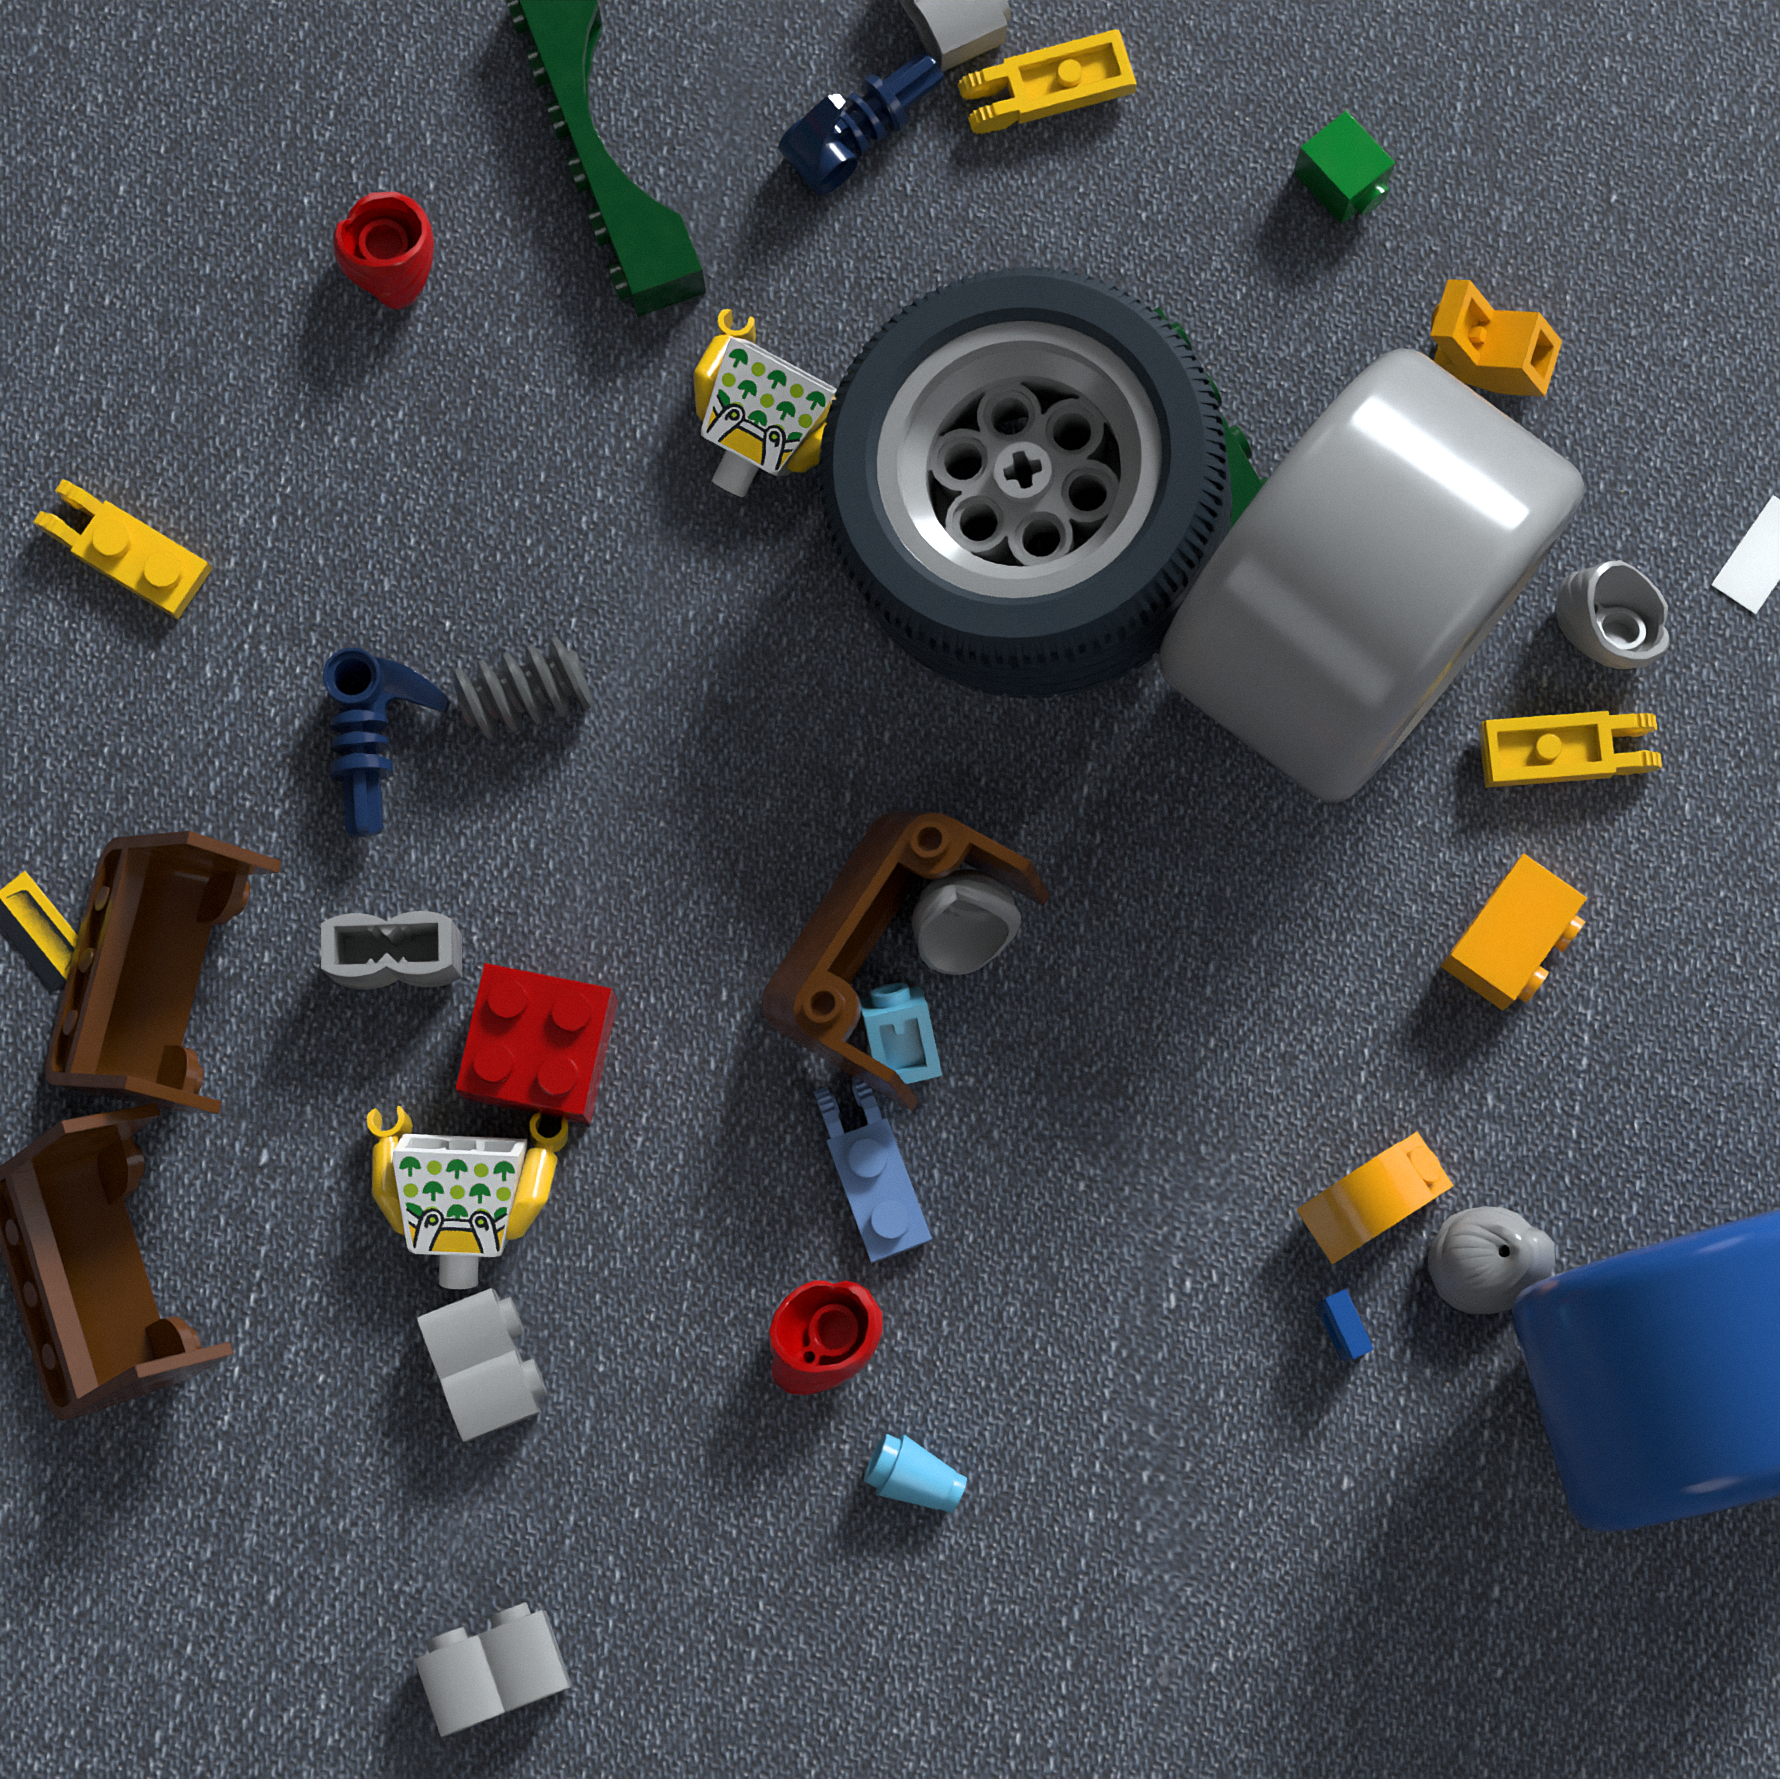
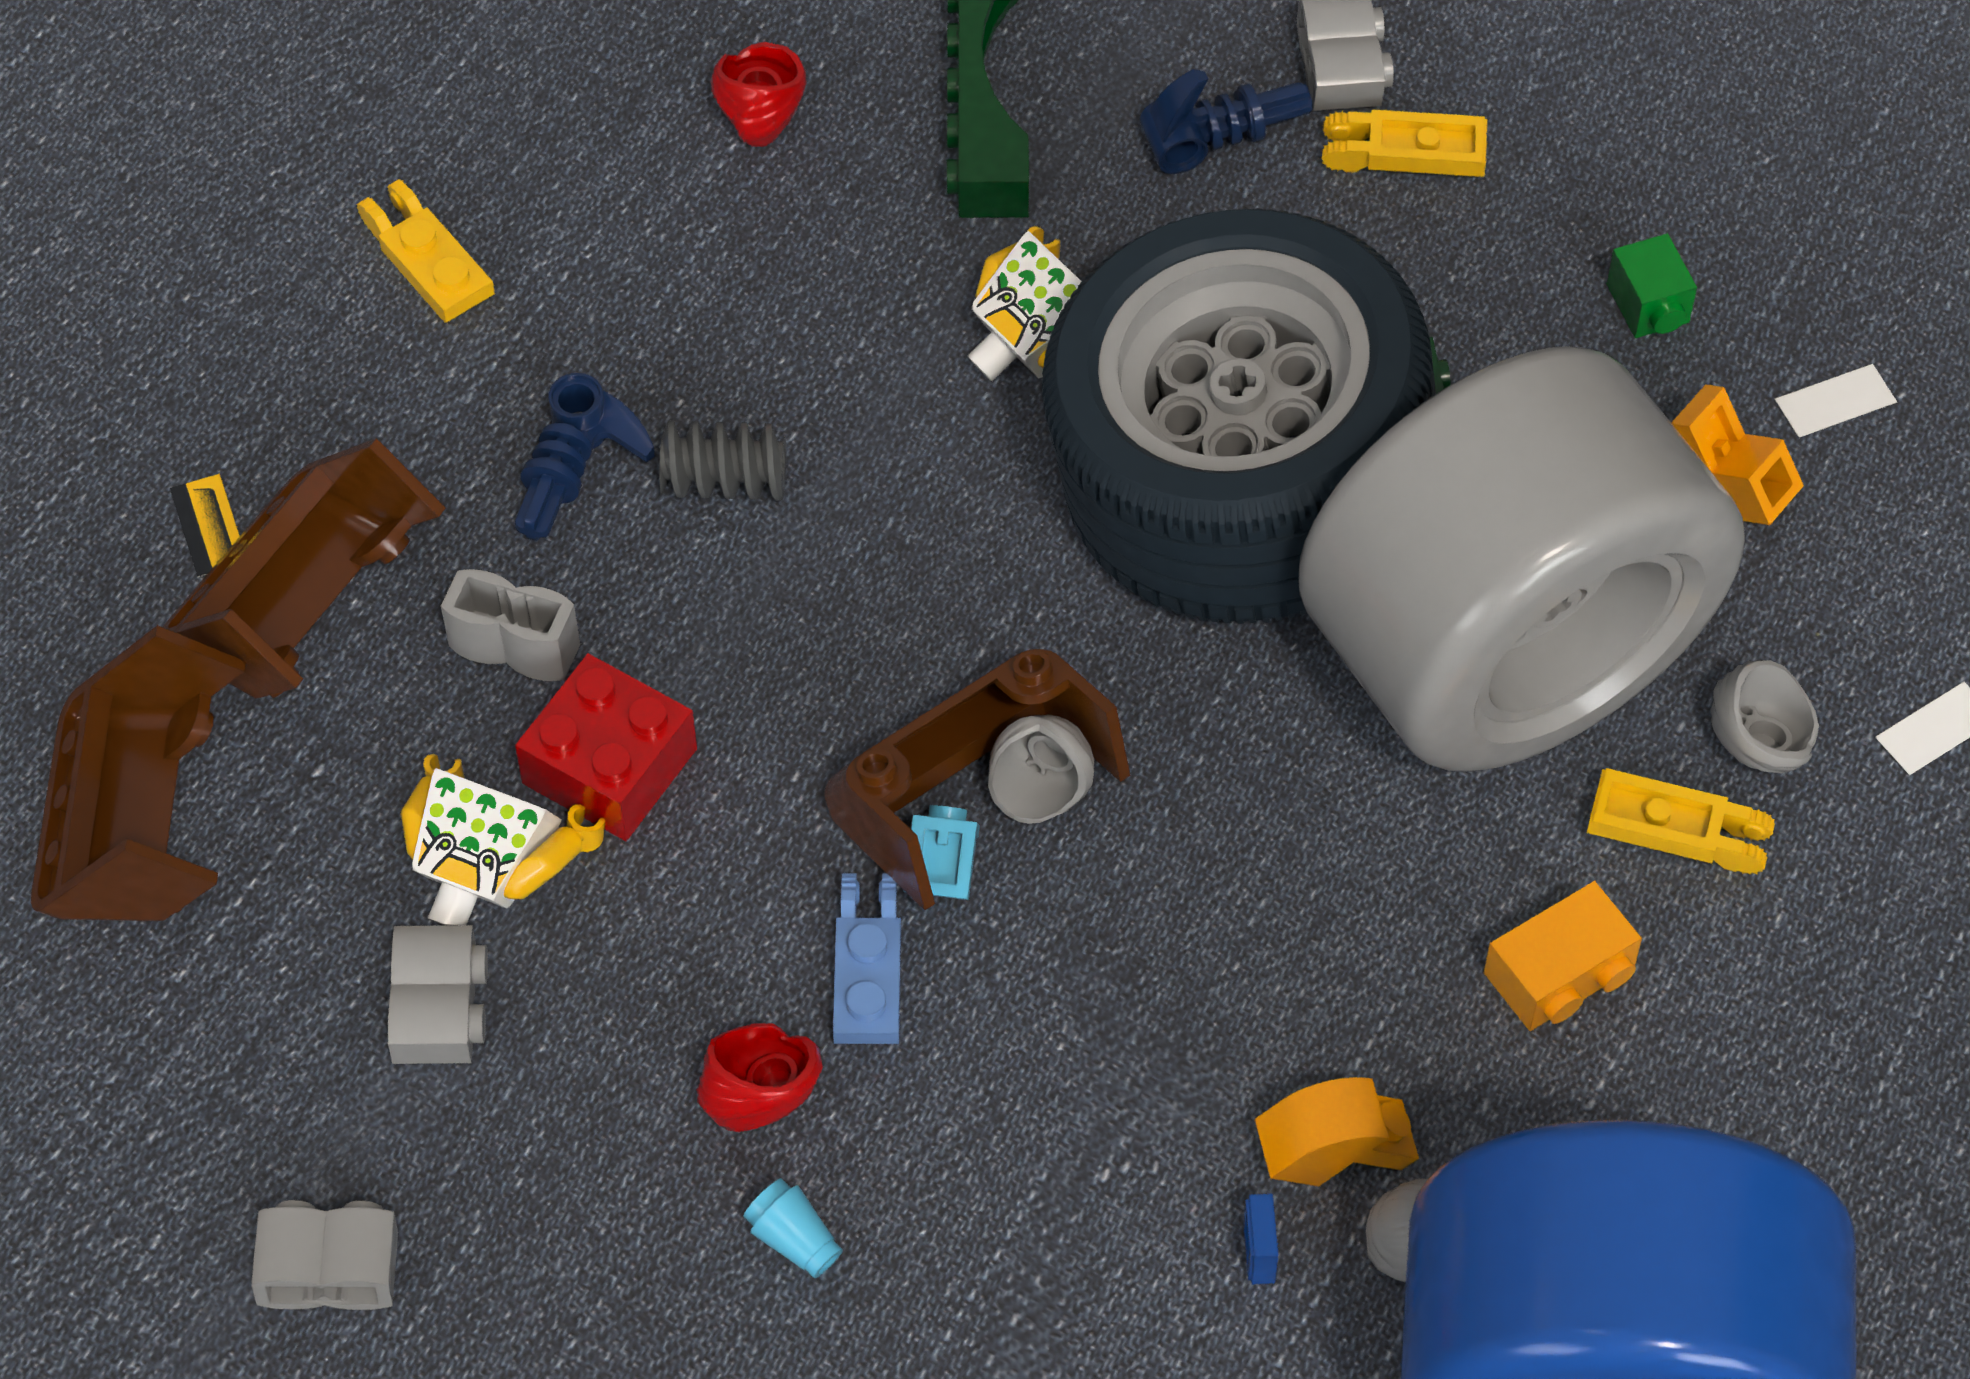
camera: 20 degrees right, 20 degrees down
(1554, 227) = (1835, 400): none -> white sticker

